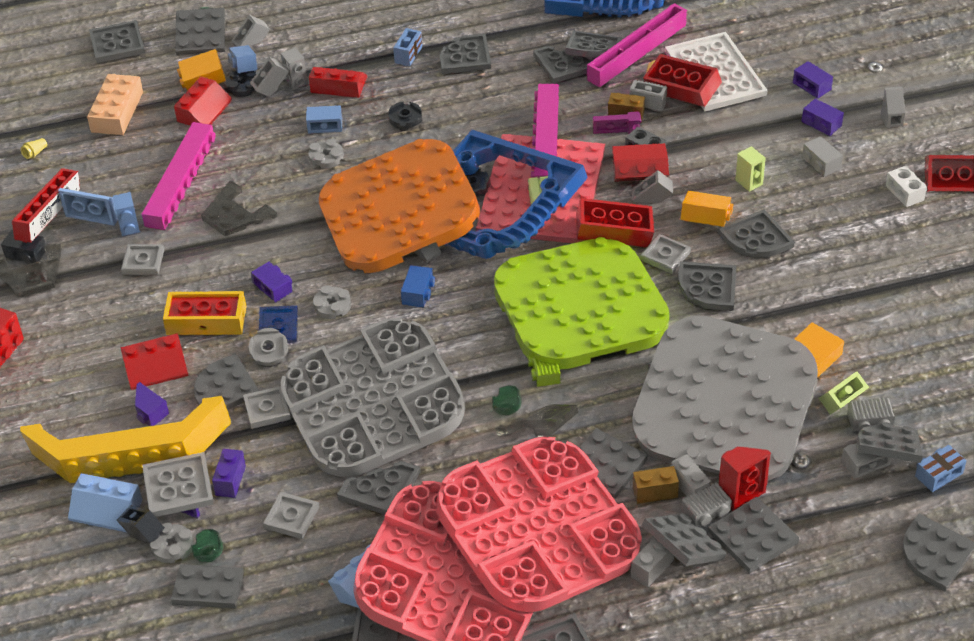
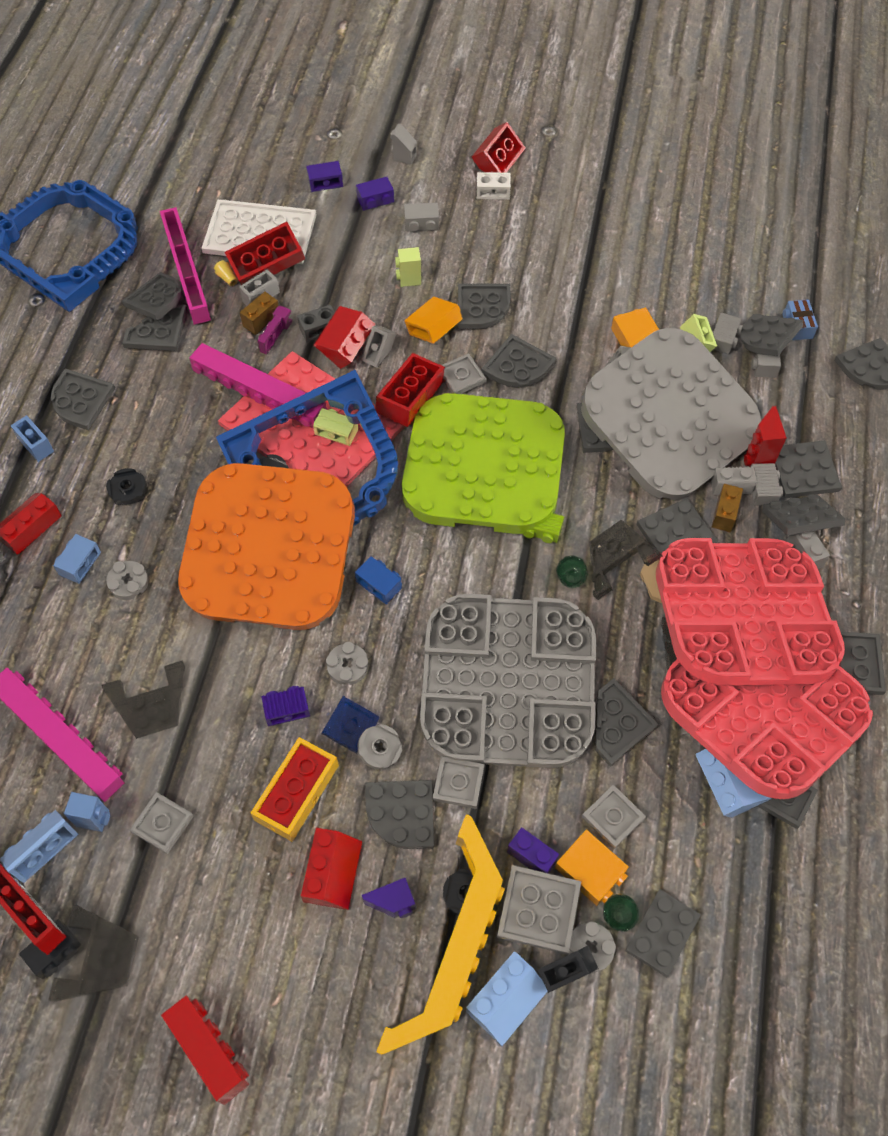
camera: 65 degrees left, 15 degrees up
(238, 515) = (593, 866): none -> light orange brick

